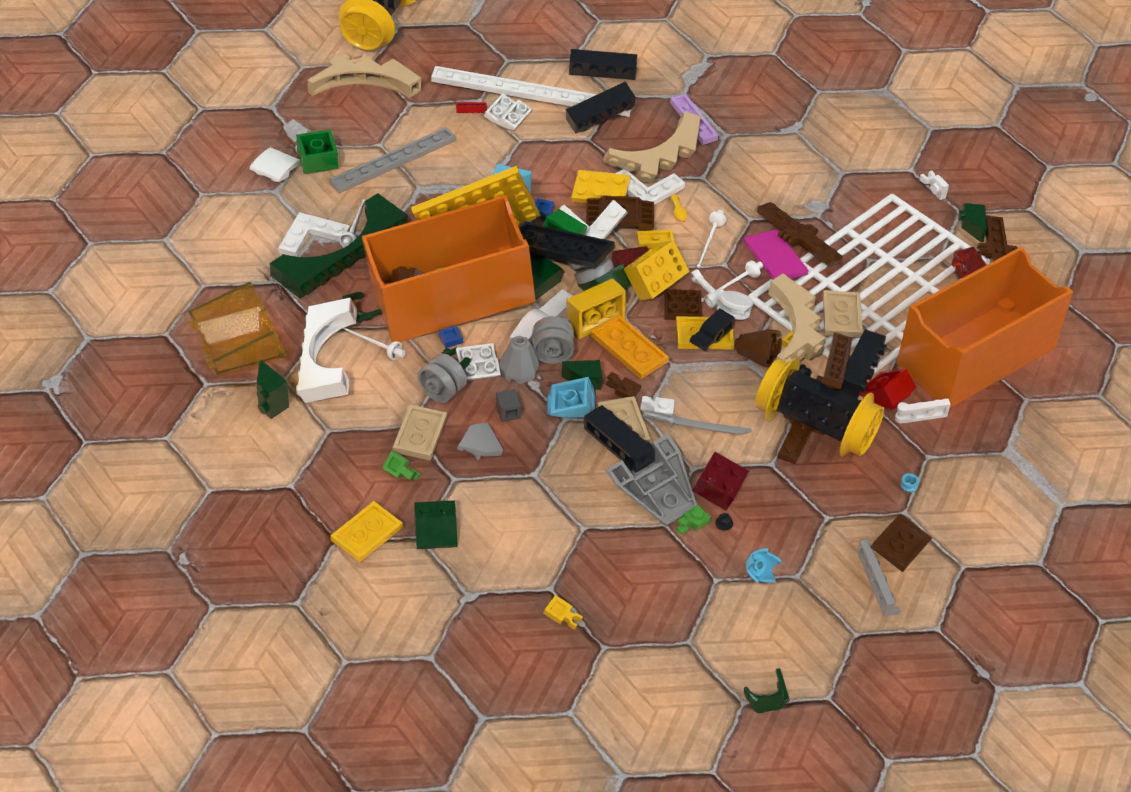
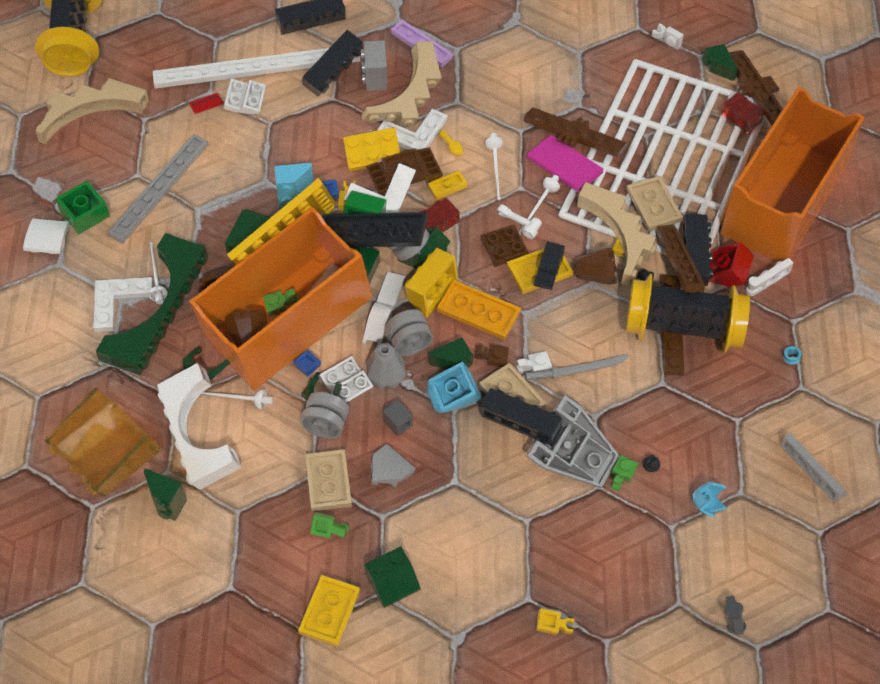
camera: 20 degrees left, 10 degrees up
(638, 121) = (374, 65): none -> light grey brick
(656, 270) = (468, 220): yellow piece -> none
(720, 481) = (631, 423): dark red brick -> none
(732, 666) = (734, 612): none -> dark grey piece
(735, 304) = (554, 229): white head -> none
(772, 702) = (774, 644): dark green helmet -> none
(901, 542) = (818, 423): reddish brown tile -> none

